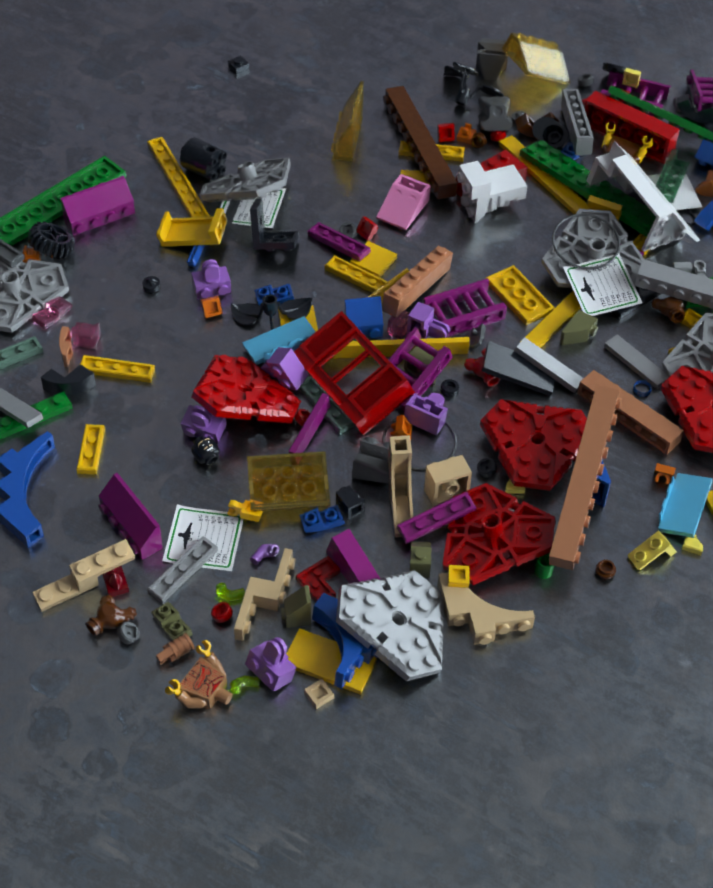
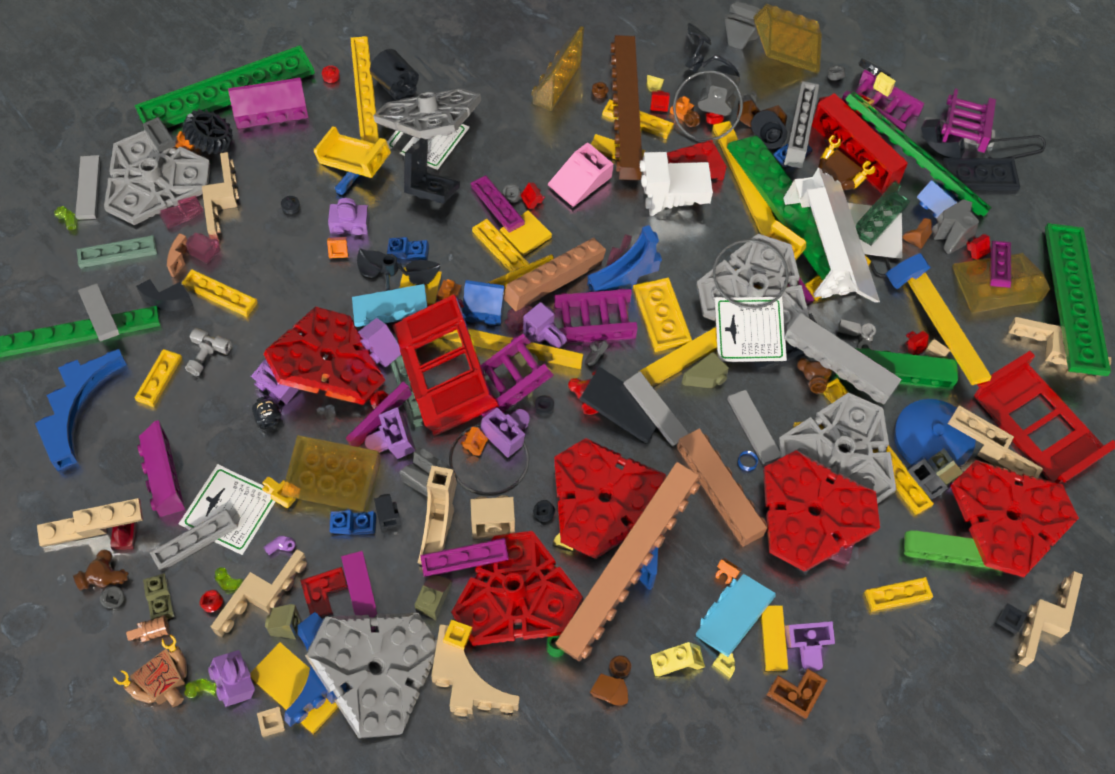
camera: 15 degrees right, 10 degrees up
(84, 290) = (220, 196): none -> tan bracket
(126, 412) = (207, 345): none -> light grey bar
(141, 173) = (330, 74): none -> red tile
(324, 317) = (448, 288): none -> orange tile
(330, 438) = (393, 435): none -> medium lavender brick
(388, 135) = (600, 90): none -> reddish brown plate
(433, 120) = (654, 83): none -> light yellow tile
(462, 256) = (617, 253): none -> clear pink slope
(486, 254) = (625, 272): none -> blue arch
(490, 94) = (740, 112): none -> dark grey piece
(606, 587) = (610, 690): none -> dark orange tile

